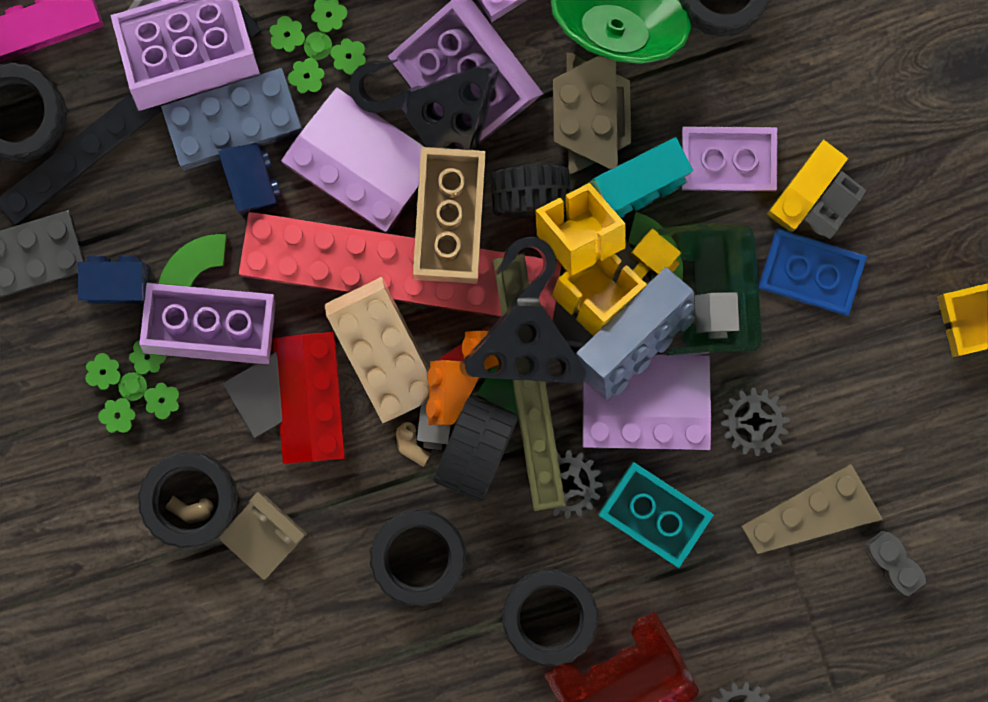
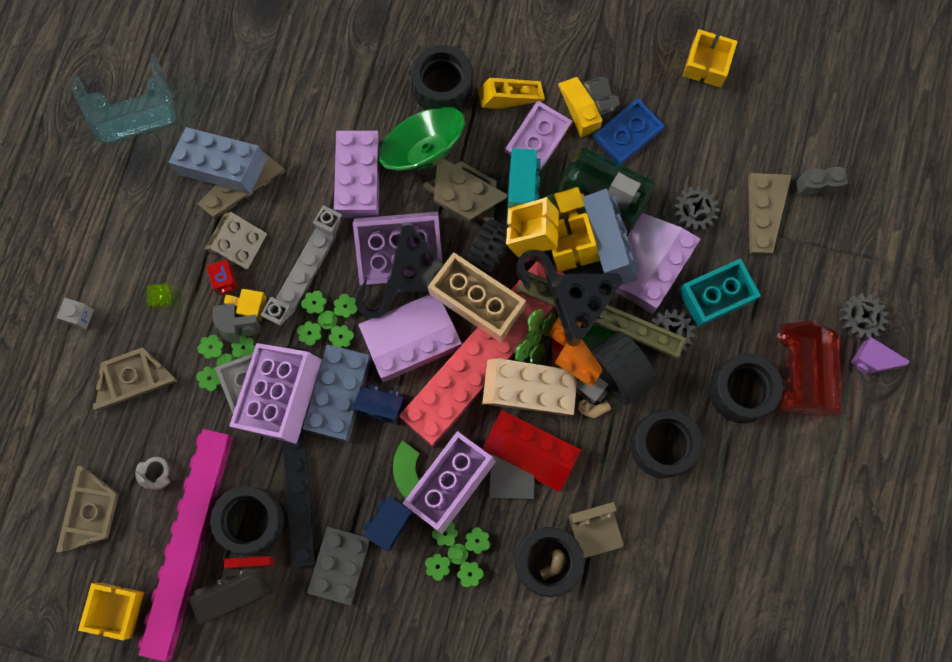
camera: 60 degrees left, 10 degrees down
(448, 316) = (534, 337): none -> bright green plant
(766, 86) = (505, 93): none -> yellow slope

